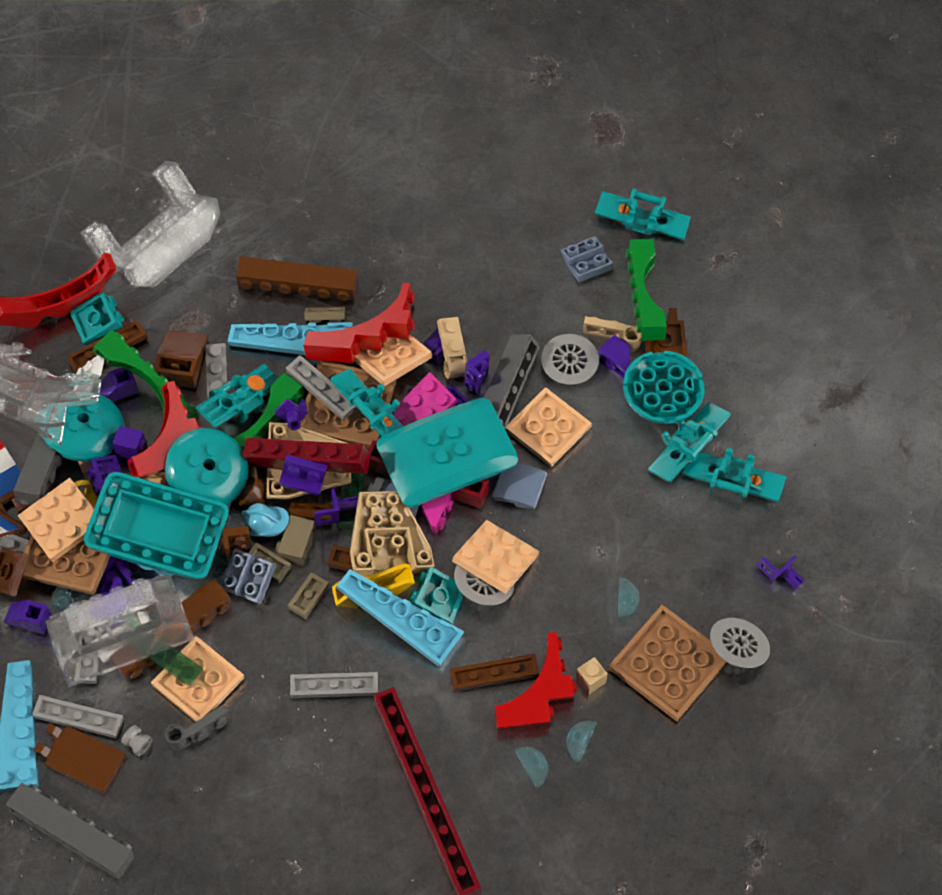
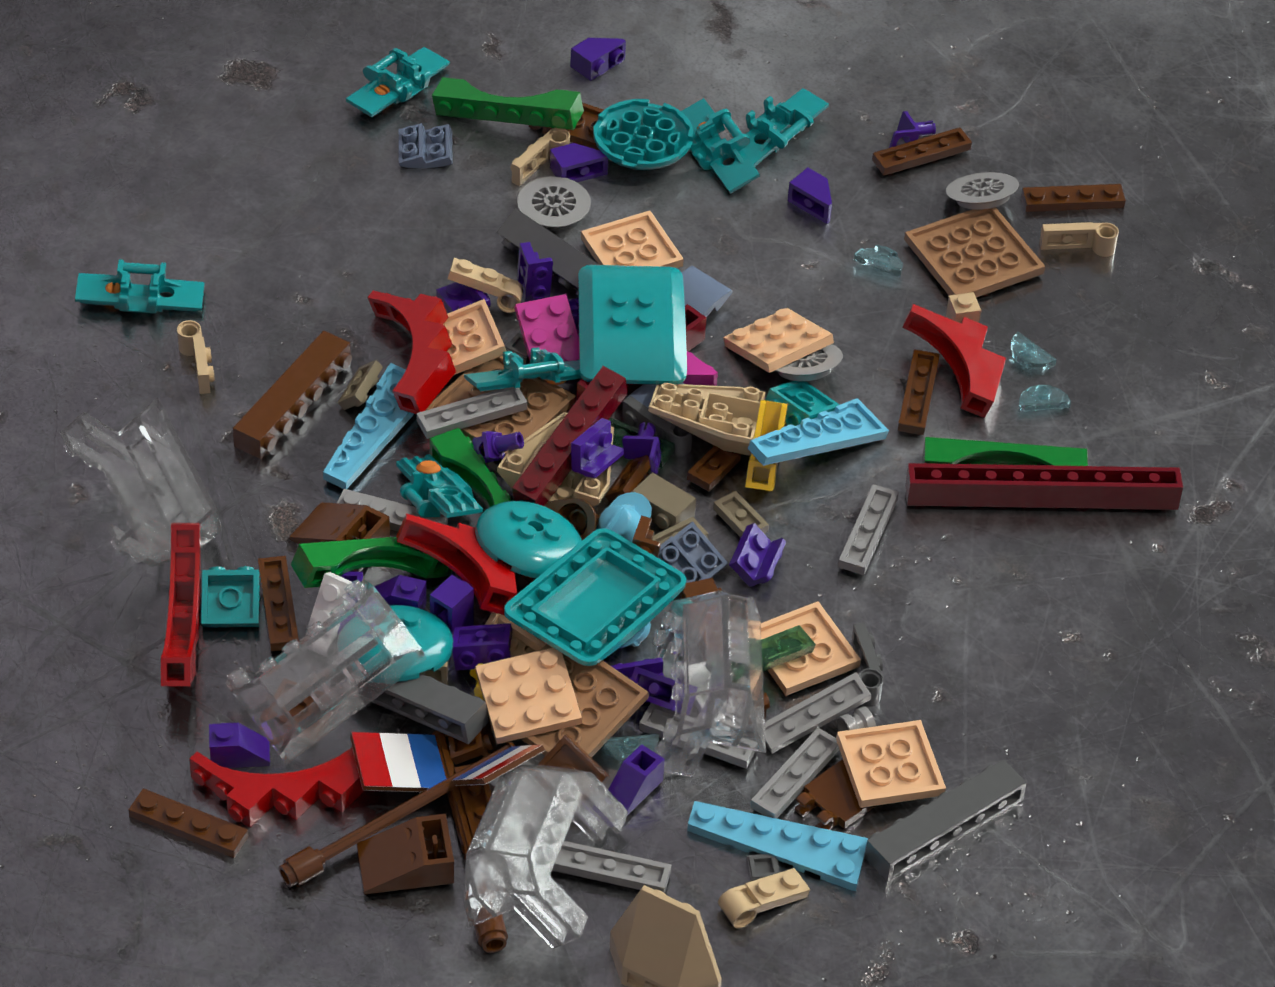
camera: 70 degrees left, 15 degrees down
(102, 774) = (890, 763): none -> light nougat plate
(132, 708) = (815, 712): none -> light grey plate
(137, 413) = (403, 591): none -> dark purple slope
(270, 618) = (756, 556): none -> dark purple bracket
(306, 212) = (192, 344): none -> tan plate
(345, 157) = (126, 296): none -> teal piece
(430, 717) = (999, 453): none -> green arch
(672, 525) = (812, 194): none -> dark purple slope
(730, 733) = (1098, 236): none -> tan plate
(743, 327) = (597, 55): none -> dark purple slope
(767, 586) = (922, 151): none -> reddish brown plate
(779, 716) = (1073, 197): none -> reddish brown plate

